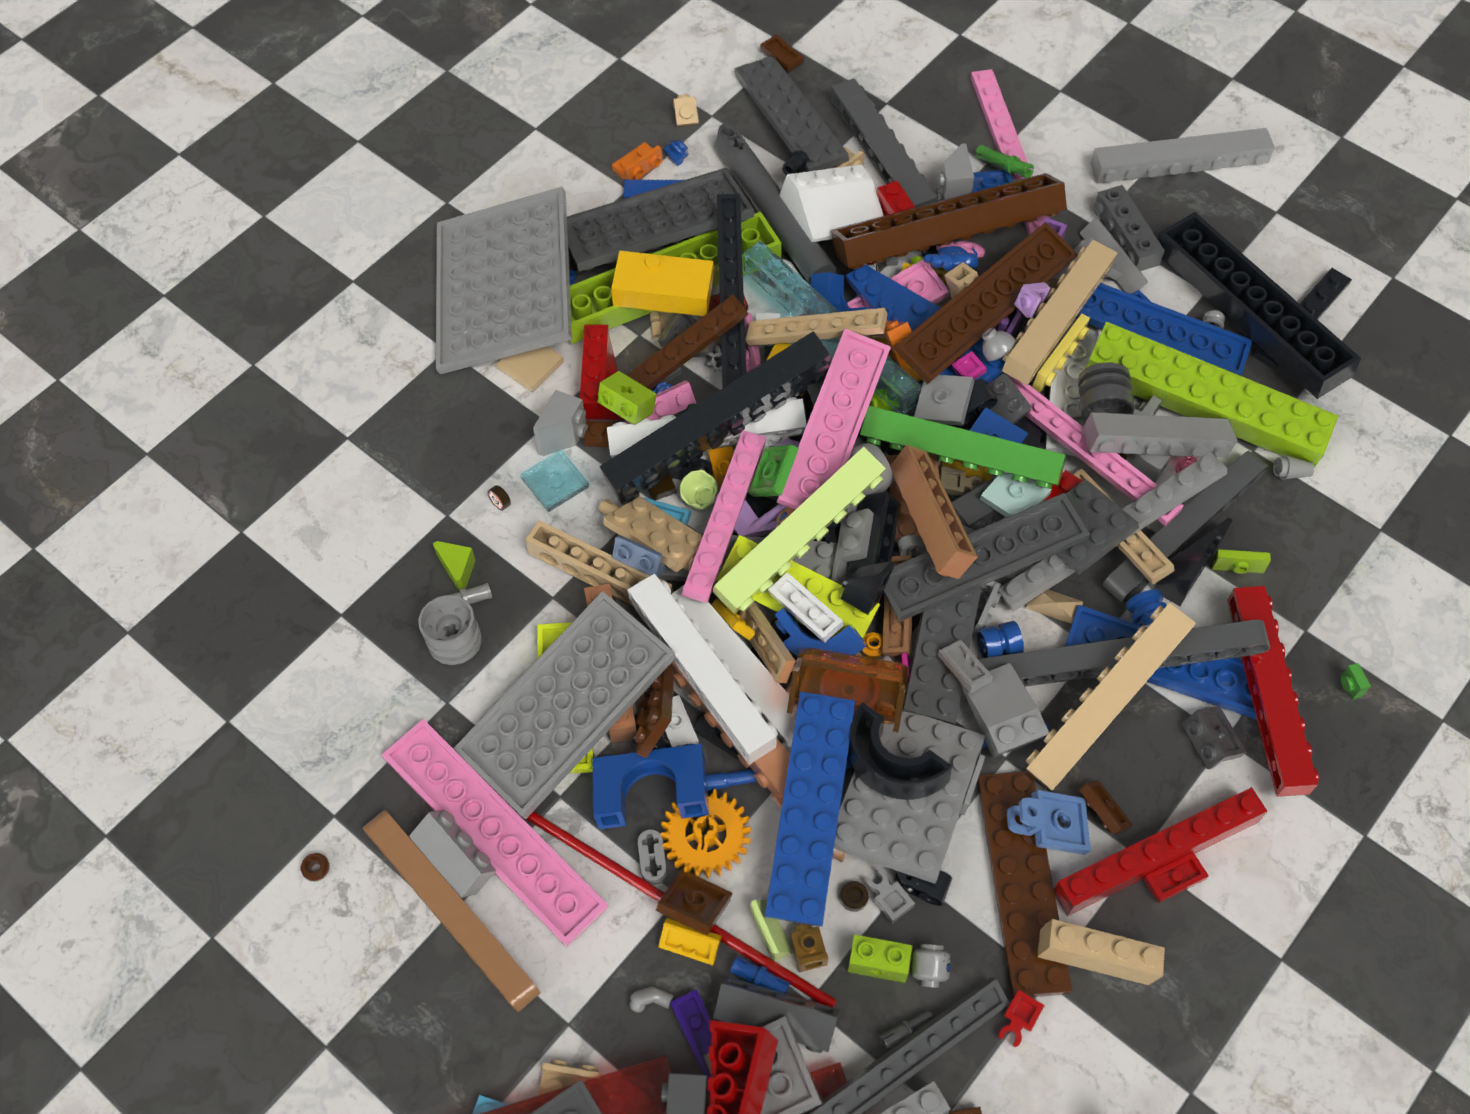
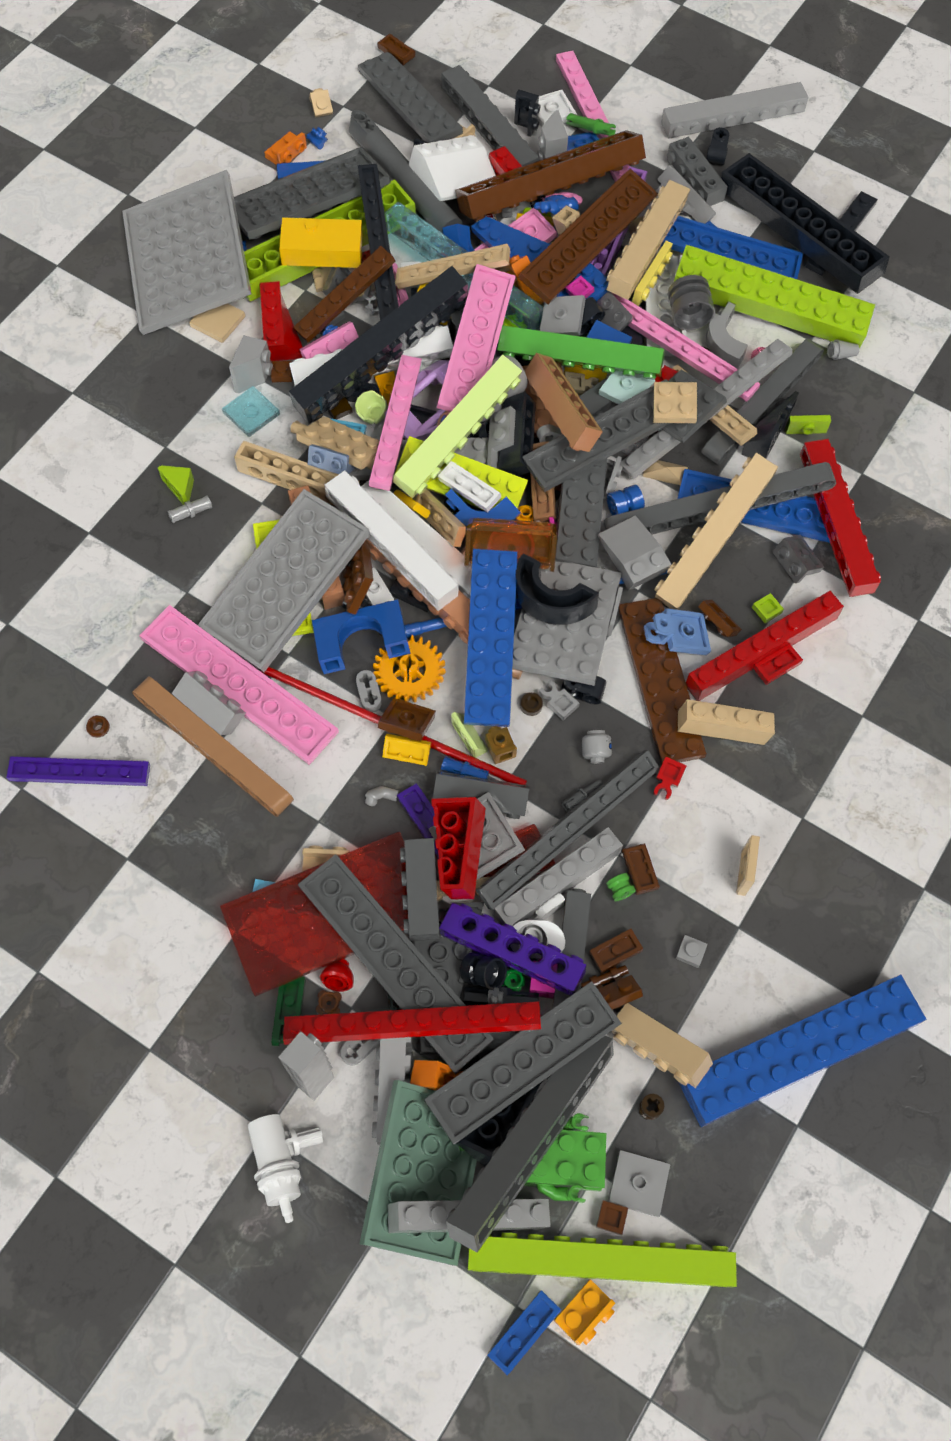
camera: 10 degrees left, 5 degrees up
(283, 924) = (78, 771): none -> dark purple plate
(450, 629) = (182, 533): light grey wheel -> none
(499, 497) = (207, 428): dark brown tile -> none
(626, 397) = (303, 337): lime brick -> none
(773, 471) = (430, 383): bright green tile -> none
(797, 160) = (421, 134): black pin -> none
(867, 585) = (516, 464): black slope -> none
(880, 958) = (556, 746): lime brick -> none
(929, 139) = (527, 111): none -> black bracket
(957, 132) = (553, 102): none -> white tile
(965, 666) = (600, 520): light grey plate -> none
(996, 344) = (600, 267): light grey brick -> none
(1031, 298) = (624, 229): lavender bracket -> none
(1073, 525) = (675, 402): none -> tan plate
(1144, 605) = (733, 463): blue wheel -> none
(1158, 199) = (718, 147): none -> black piece
(1158, 435) = (734, 330): light grey brick -> none
(1169, 800) = (767, 608): none -> lime plate
(1214, 318) = (772, 236): light grey bush -> none
(1354, 681) = (902, 506): bright green plate -> none

